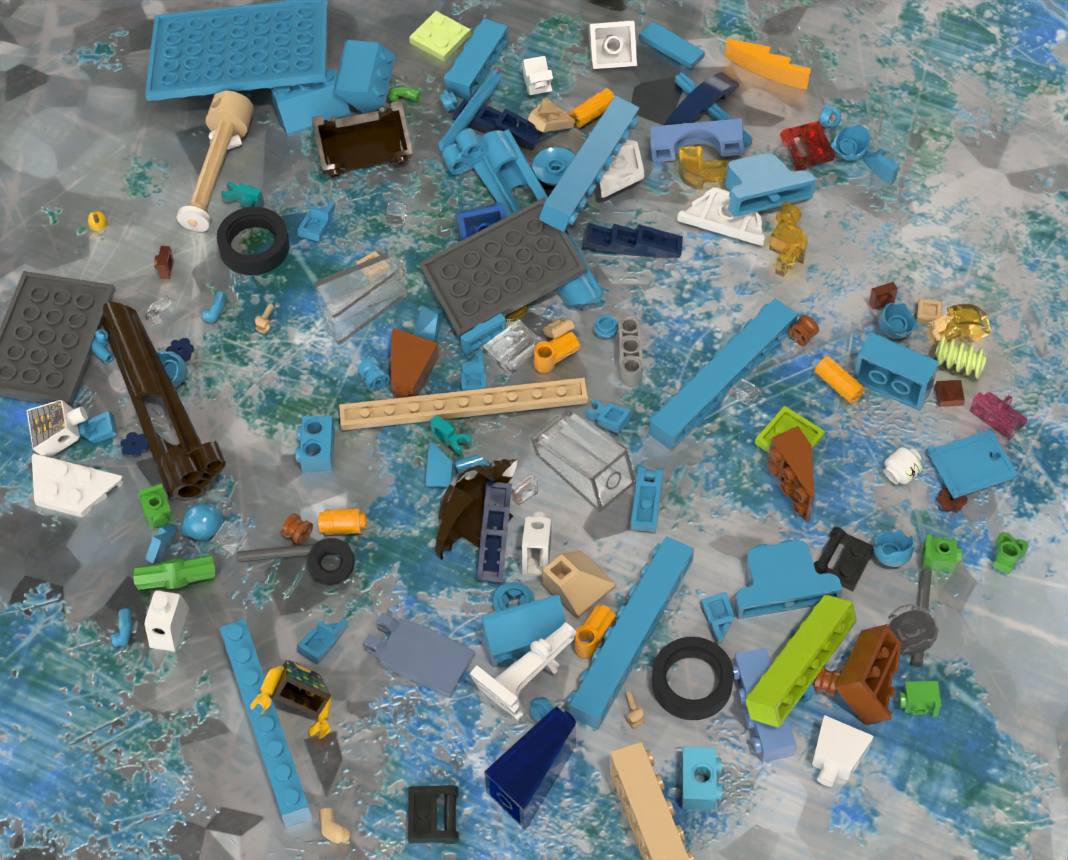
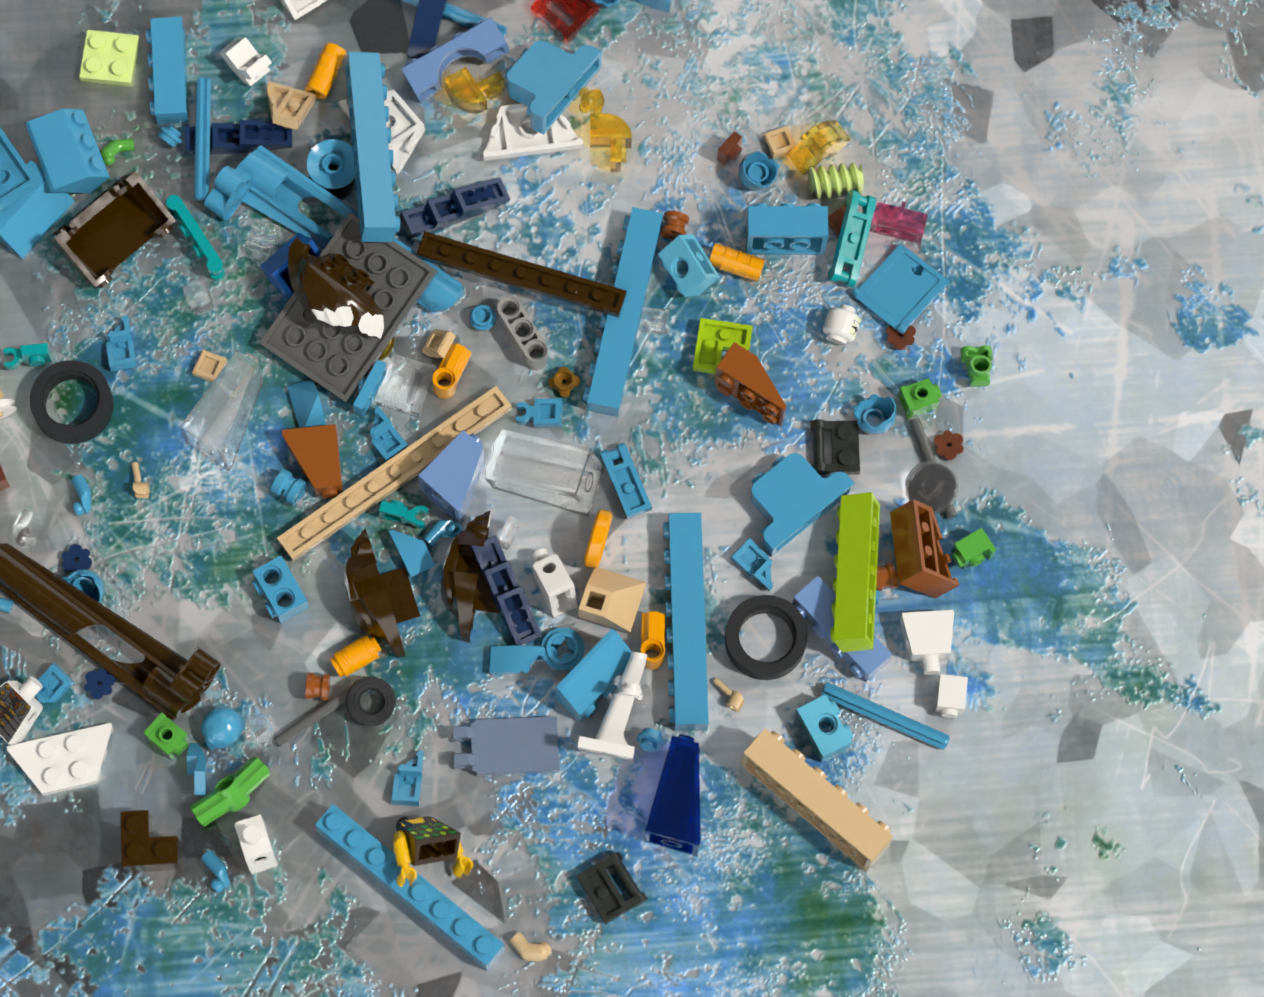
camera: 35 degrees left, 15 degrees up
(79, 580) = (141, 850): none -> dark brown brick
(384, 486) = (378, 599): none -> dark brown animal
(420, 165) = (201, 245): none -> teal plate
(468, 587) = (513, 659): none -> dark azure slope
(469, 195) = (262, 240): none -> clear brick
(495, 244) = (333, 290): none -> dark brown animal
(508, 422) = (454, 476): none -> medium blue slope
(594, 526) = (597, 538): none -> light orange wheel
(642, 396) = (564, 374): none -> pearl gold plate
(655, 305) = (521, 274): none -> dark brown tile
(763, 799) = (886, 716): none -> dark azure axle
(797, 362) = (700, 273): none -> medium azure brick
(831, 810) = (951, 695): none -> white brick
(943, 600) = (954, 440): none -> copper plant
(949, 404) = (852, 238): none -> teal plate

